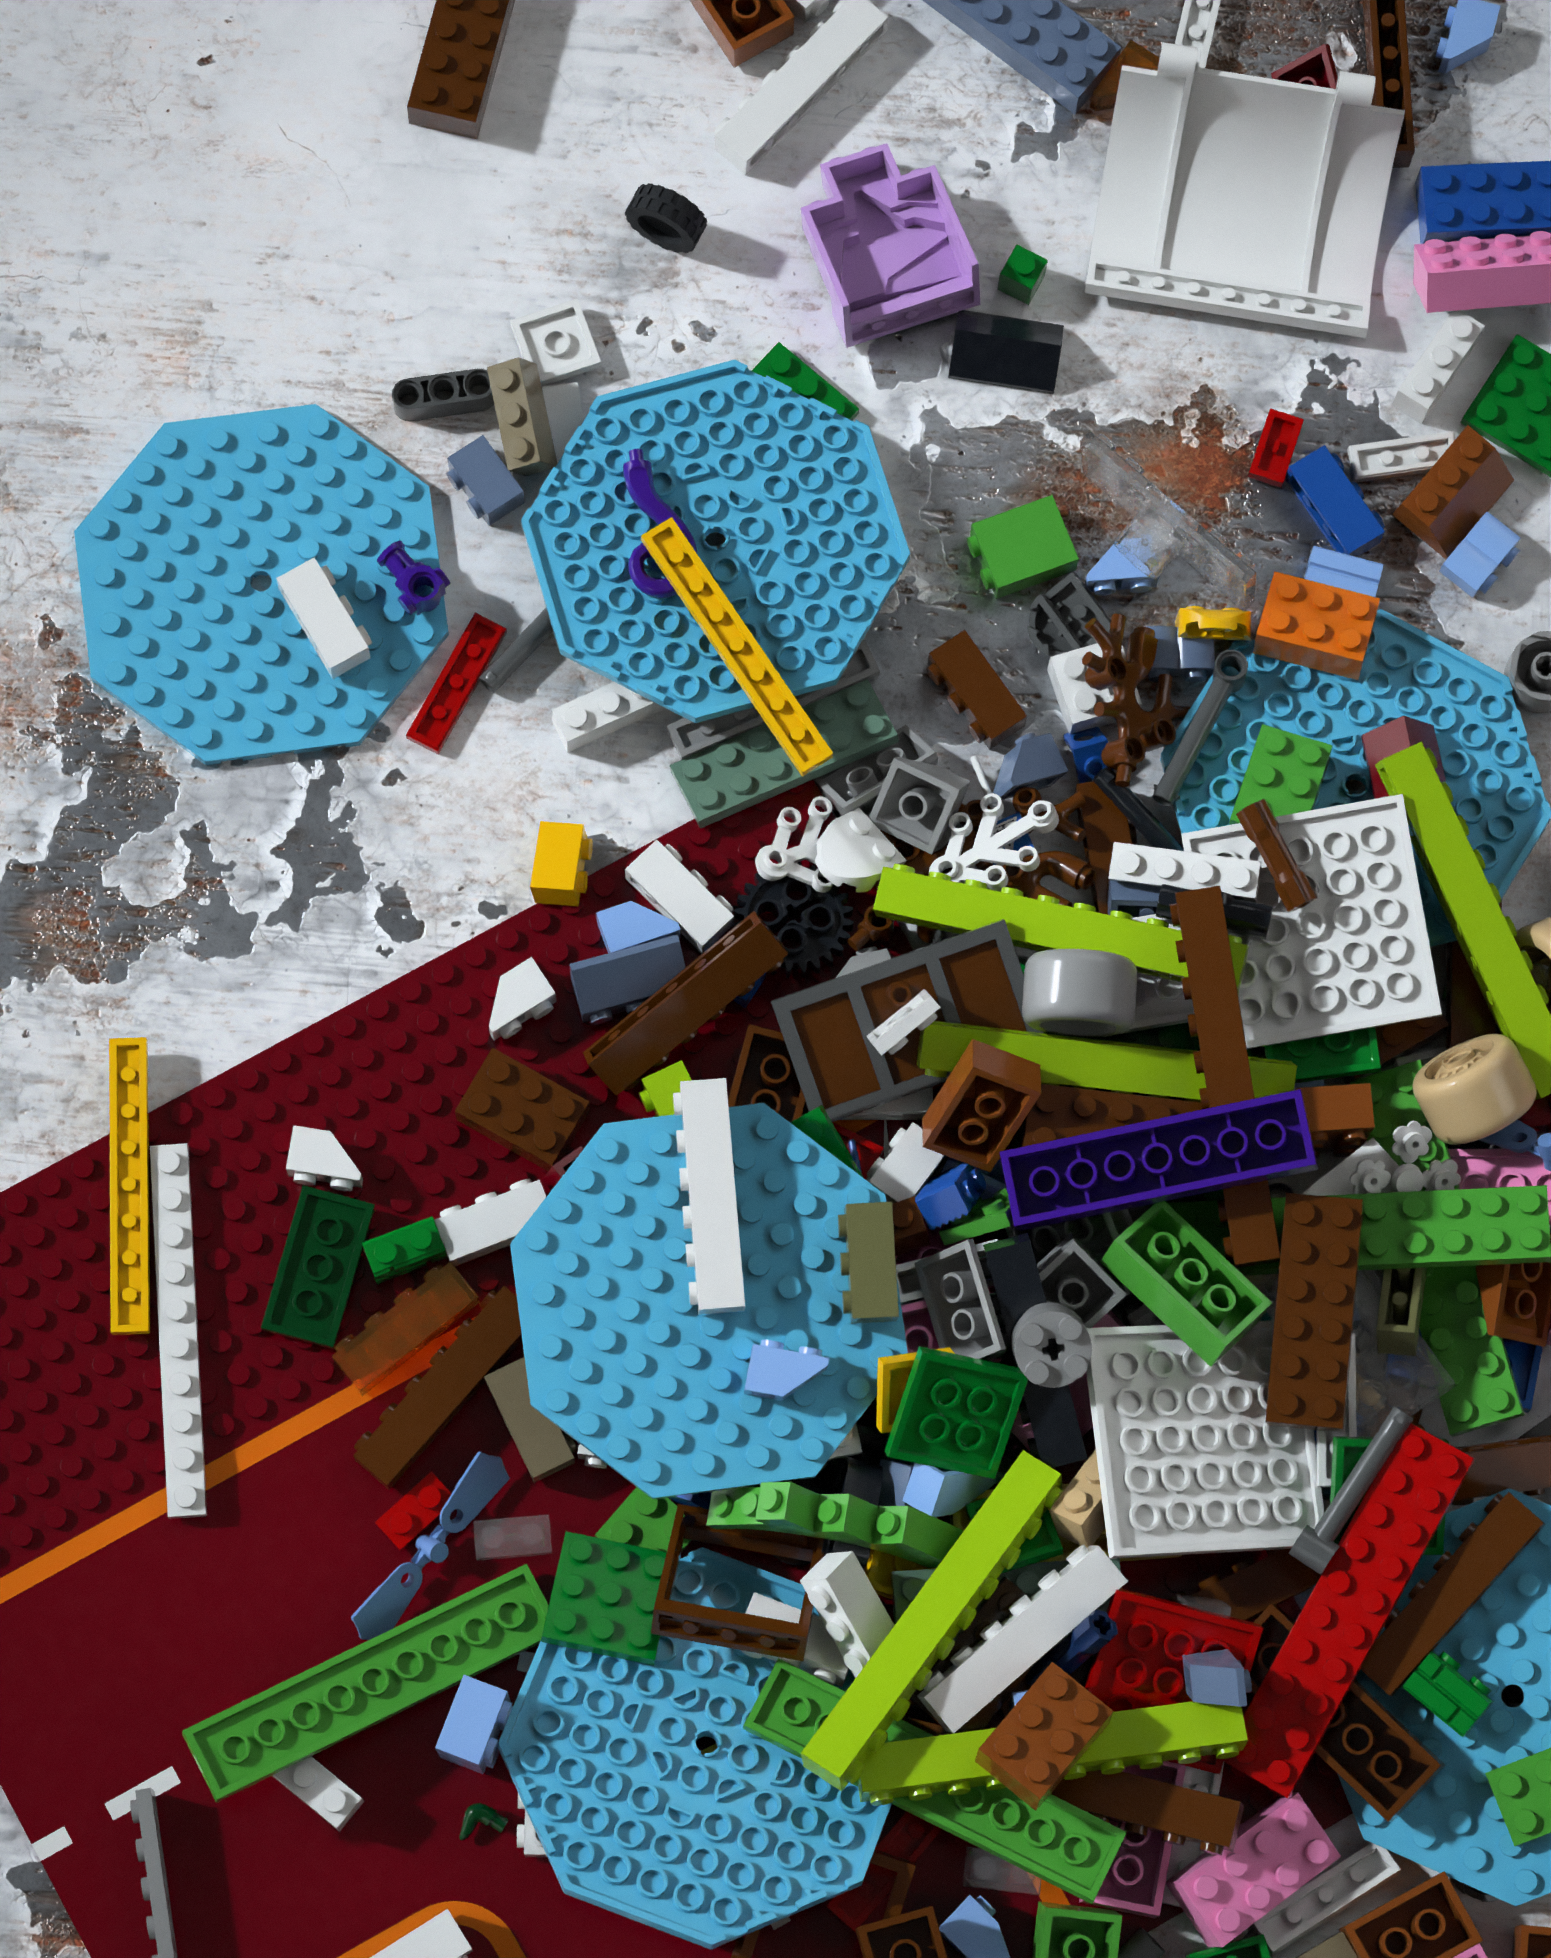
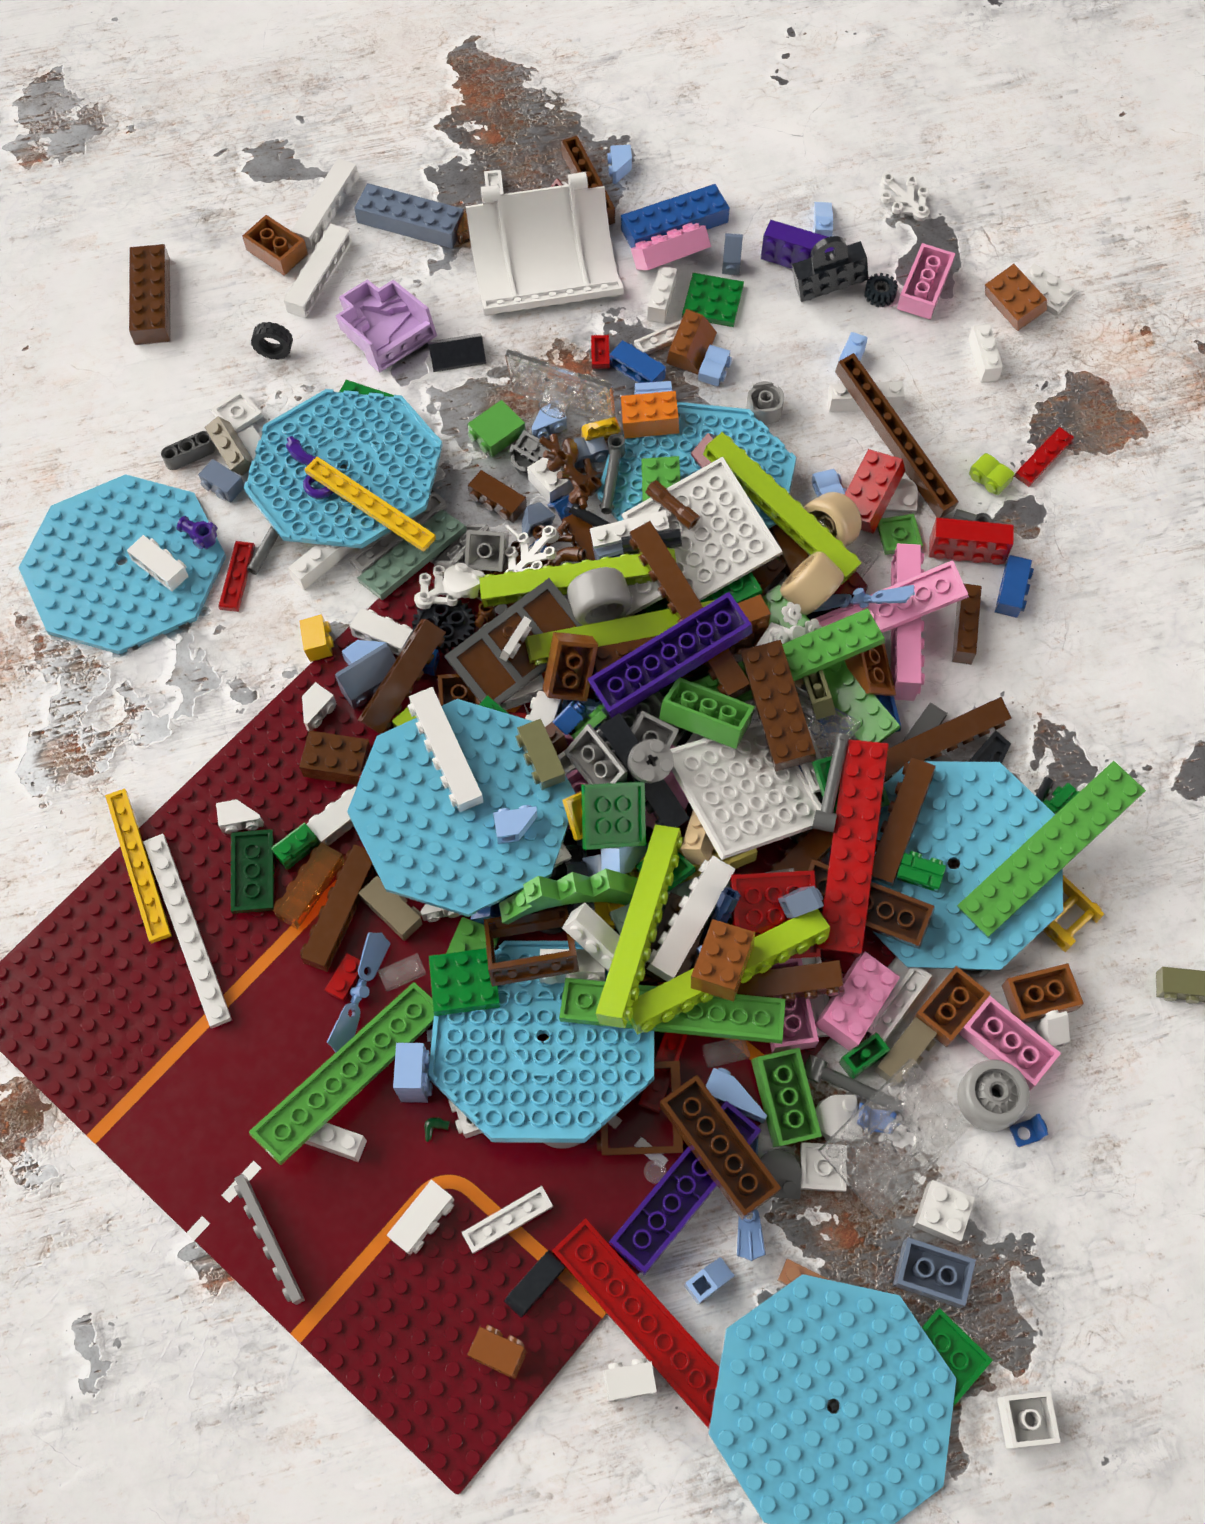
camera: 15 degrees left, 10 degrees down
(1022, 274) = (452, 316): green brick -> none

